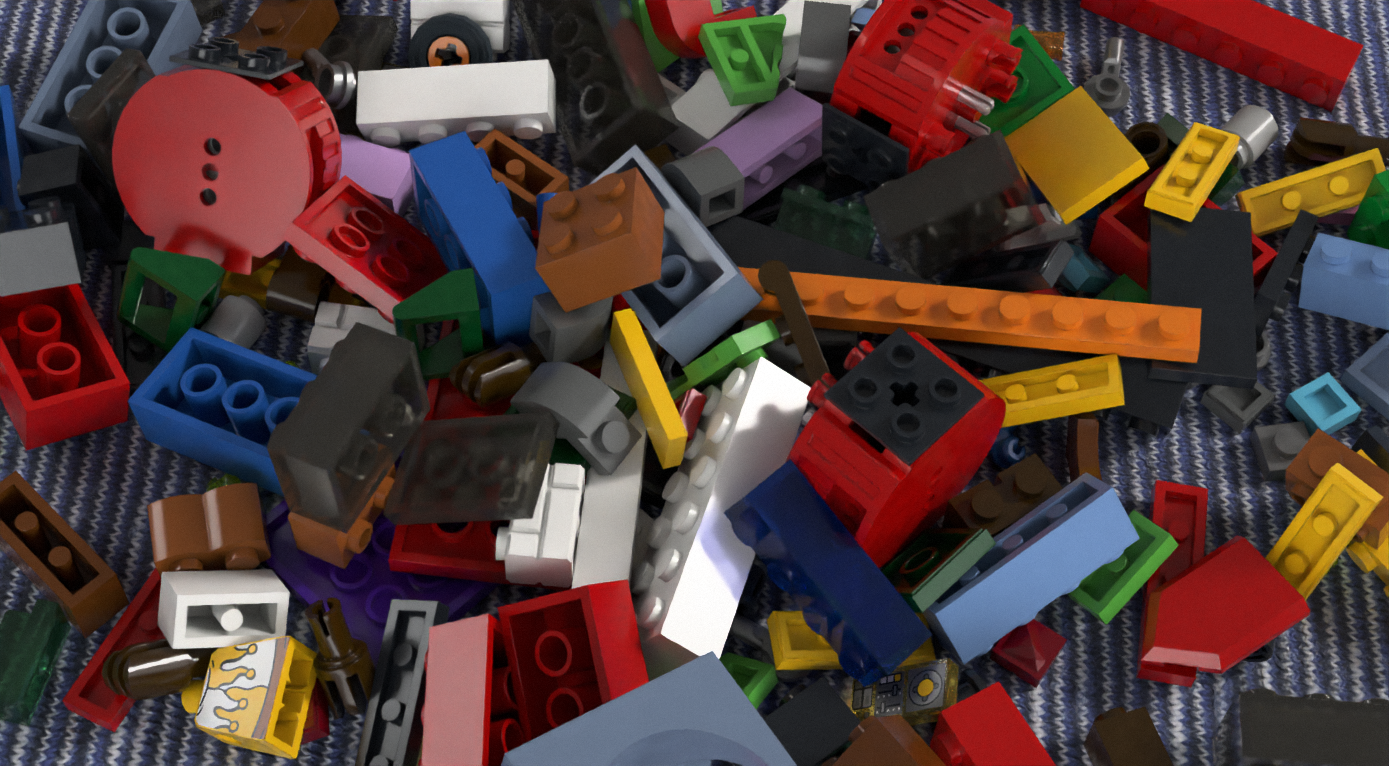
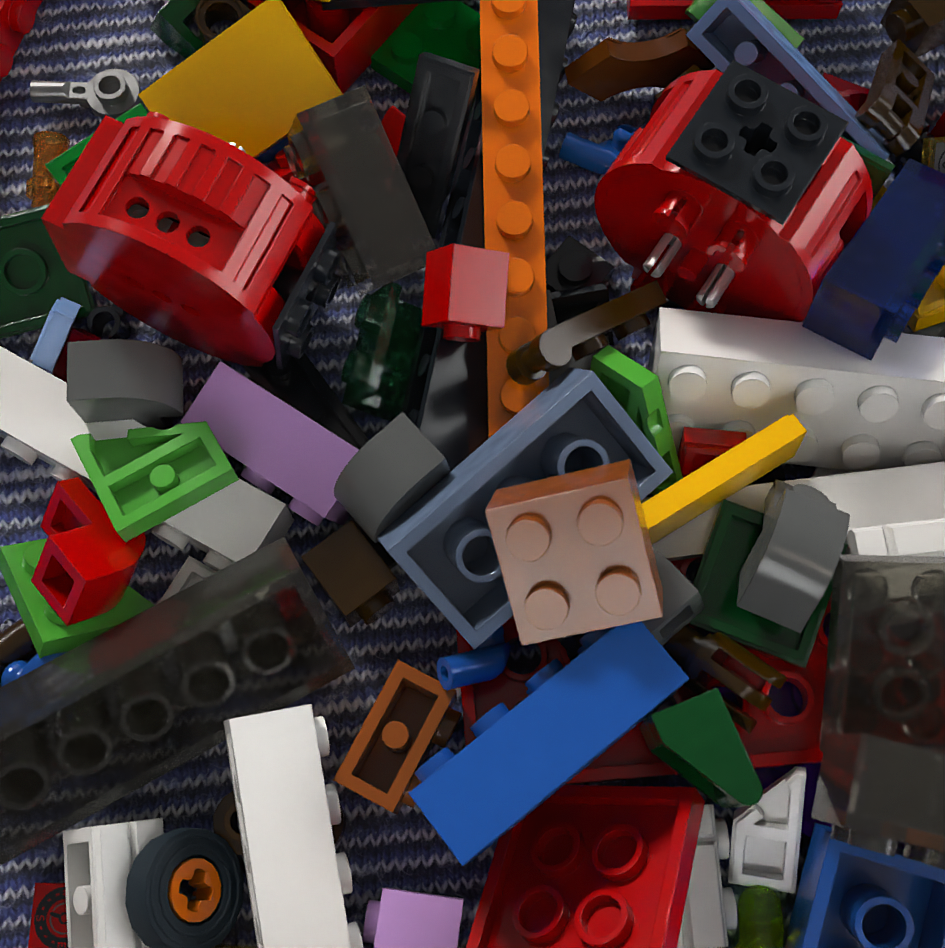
camera: 100 degrees left, 15 degrees up
(847, 248) = (465, 291): none -> brick
(1028, 678) = (898, 98): none -> dark brown plate
(1060, 390) = (580, 107): yellow plate -> none
(1083, 273) = (388, 90): medium azure plate -> none

